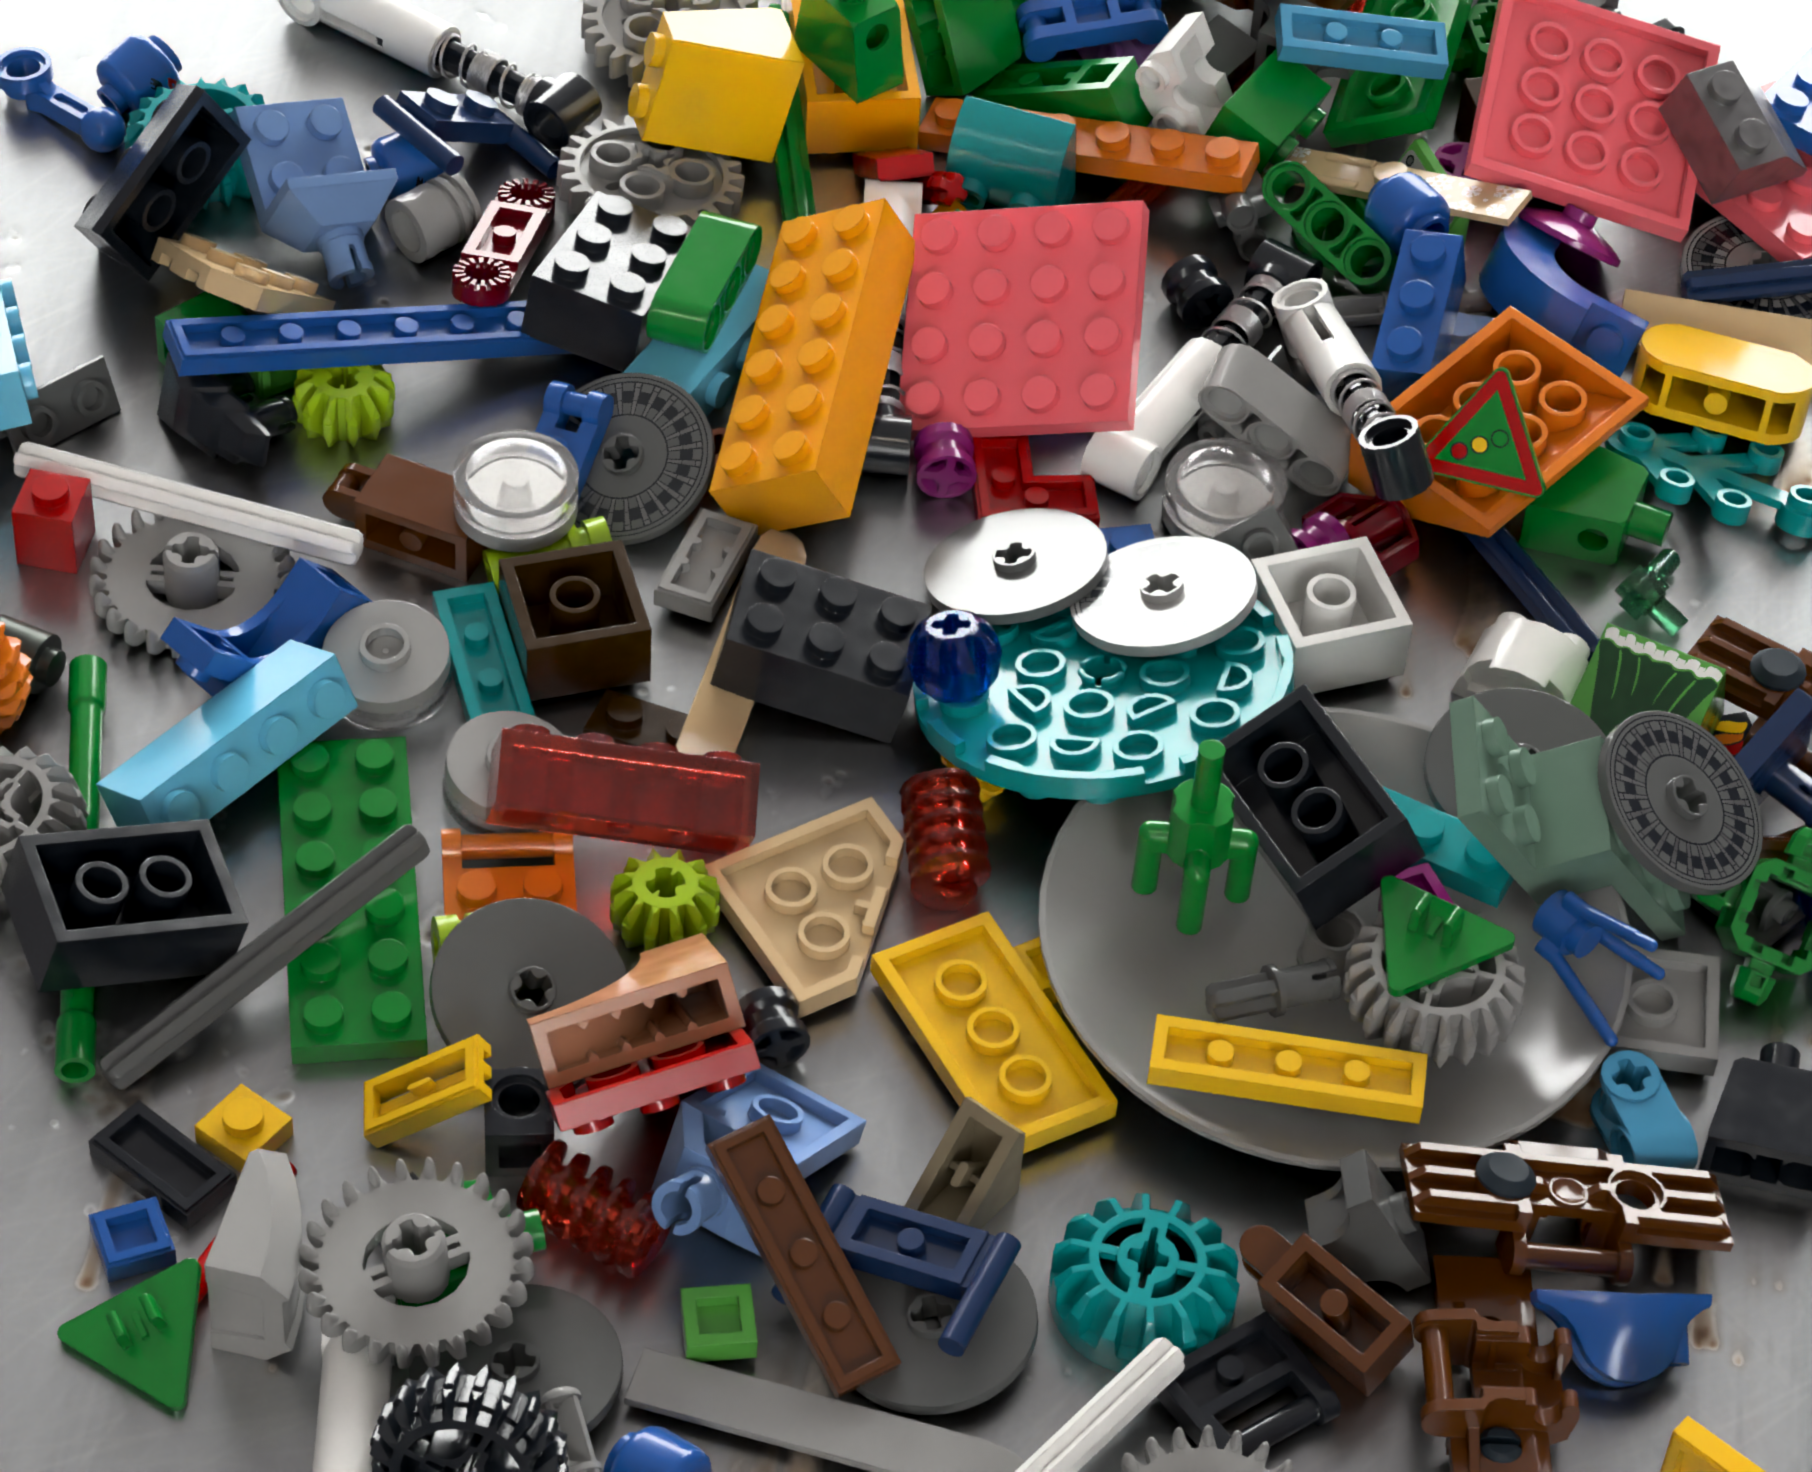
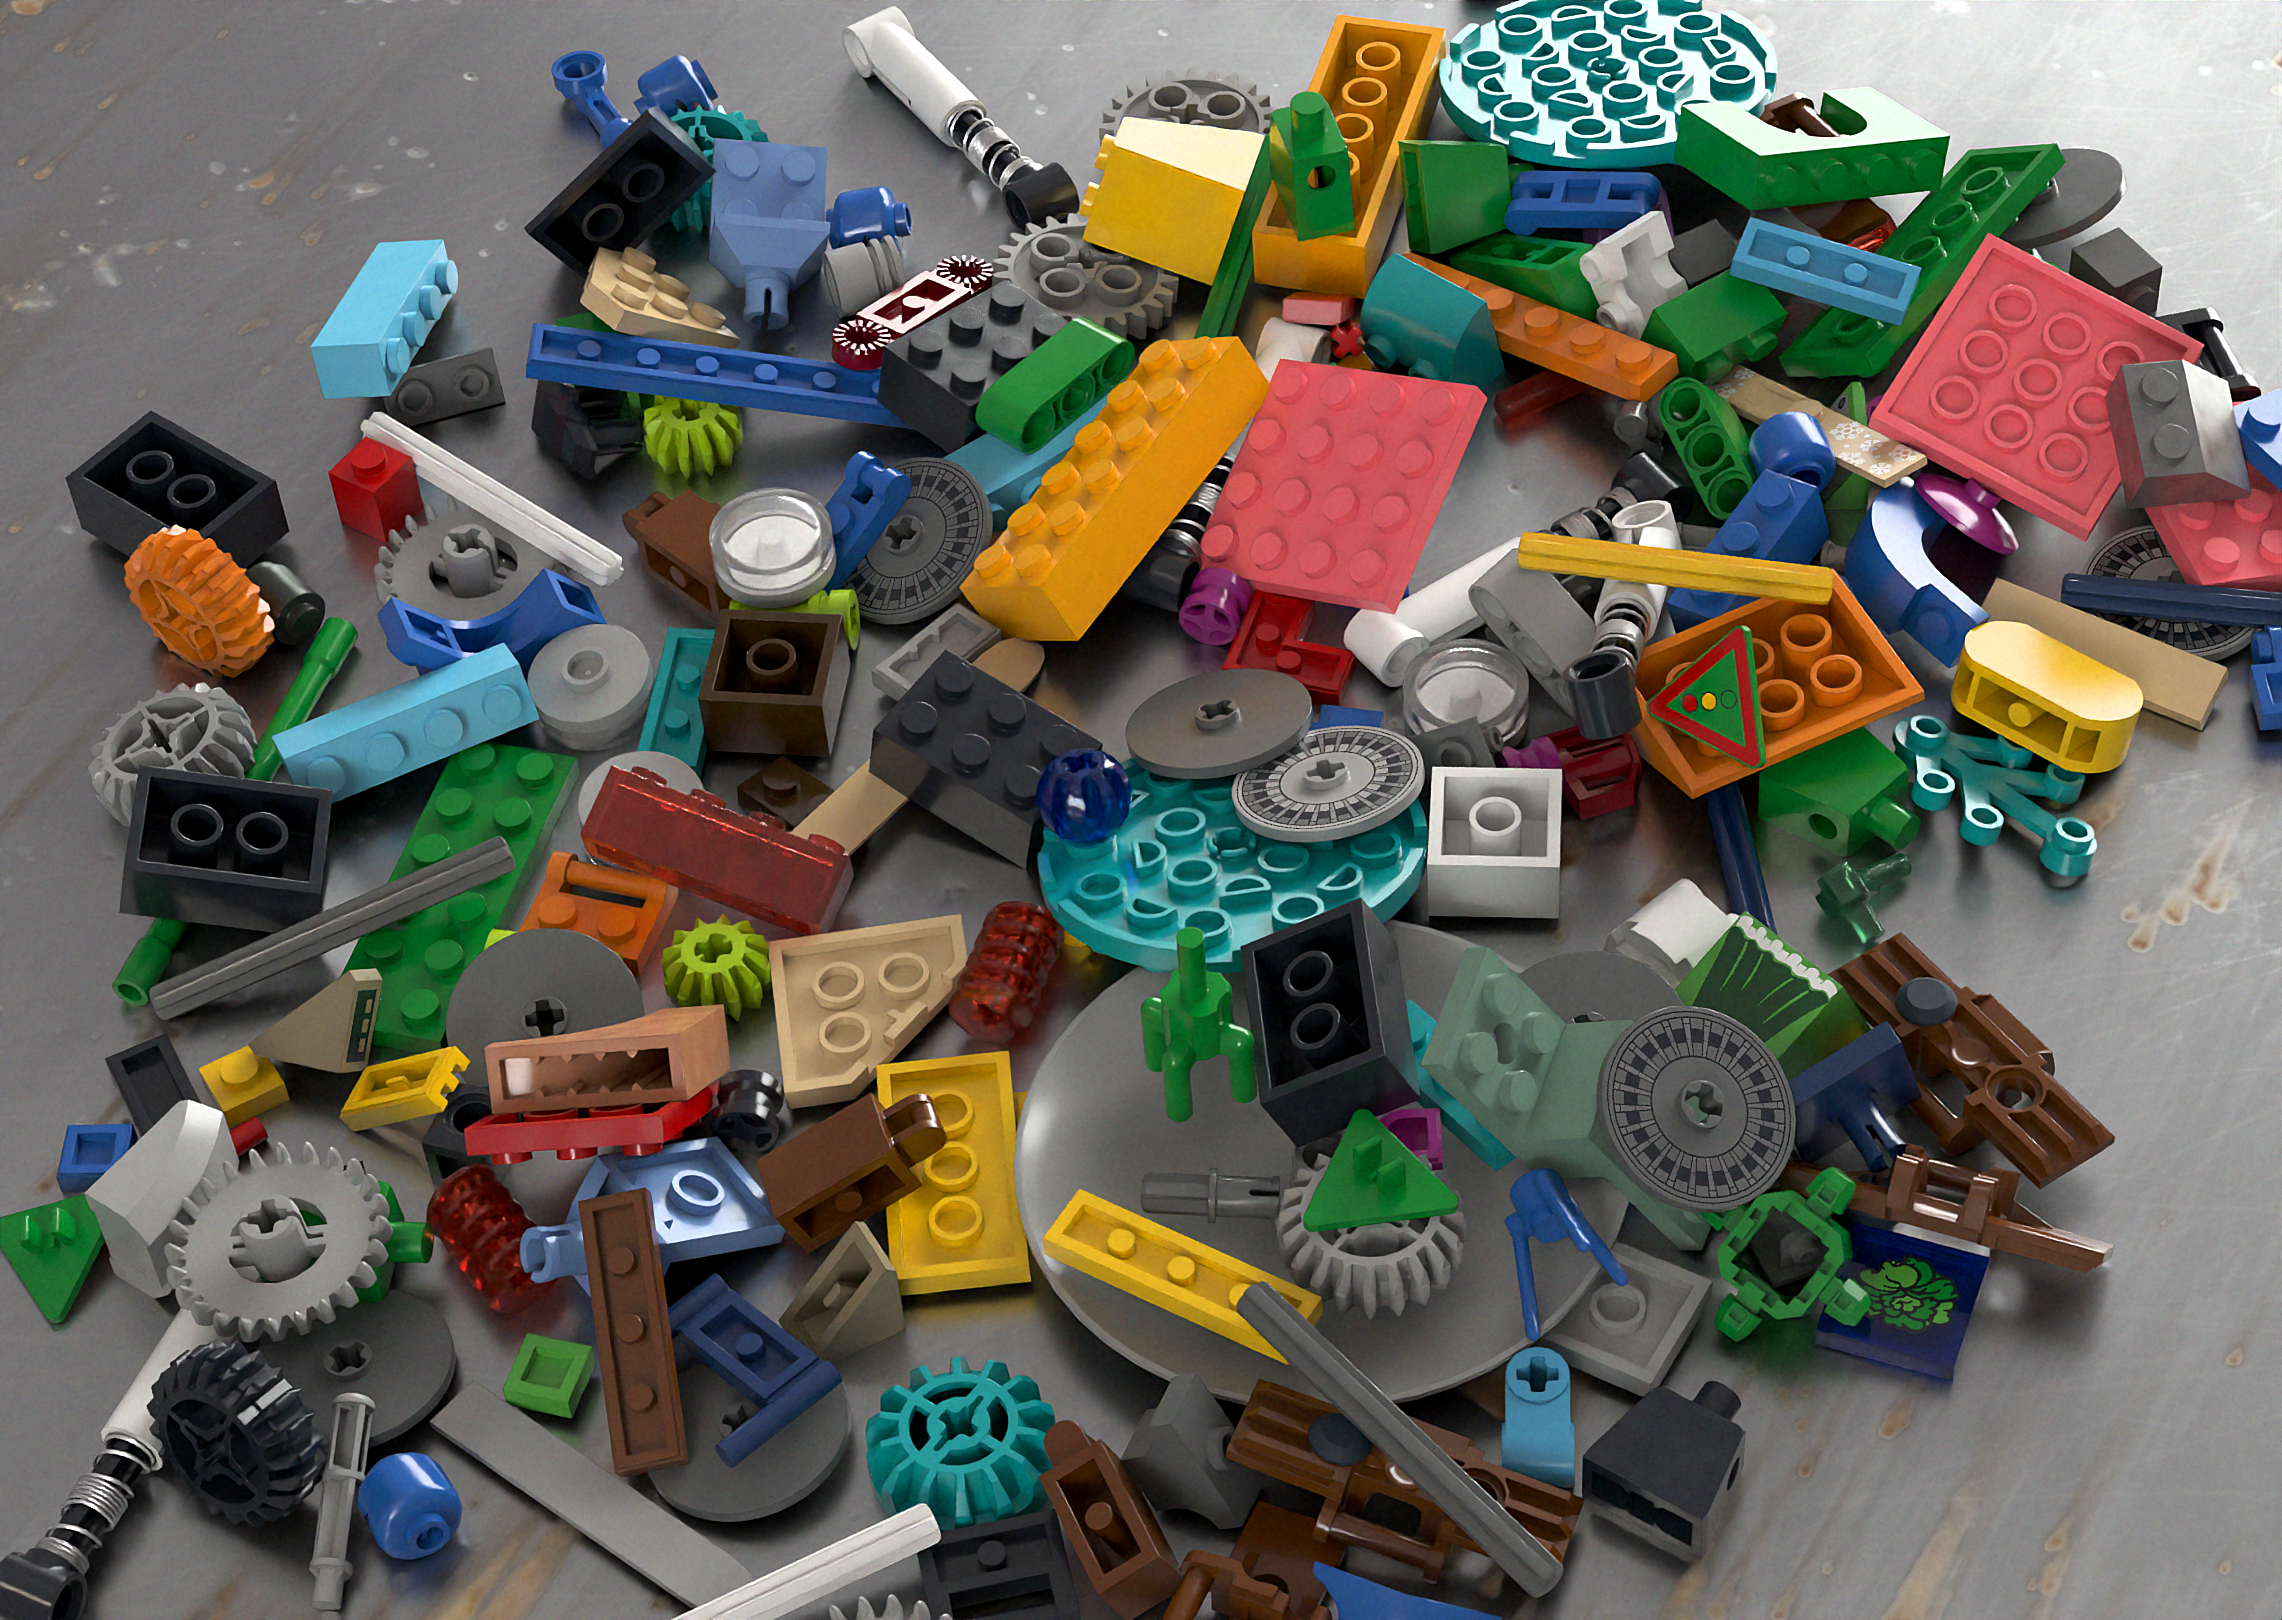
camera: 30 degrees right, 0 degrees up
(316, 1055) = (330, 1028): none -> dark tan slope
(471, 117) = (921, 186): dark blue plate -> none
(912, 1050) = (850, 1166): none -> reddish brown brick
(1196, 290) = (1555, 488): black wheel -> none
(1385, 332) = (1675, 568): none -> yellow axle
(1562, 1158) = (1400, 1439): none -> dark grey axle

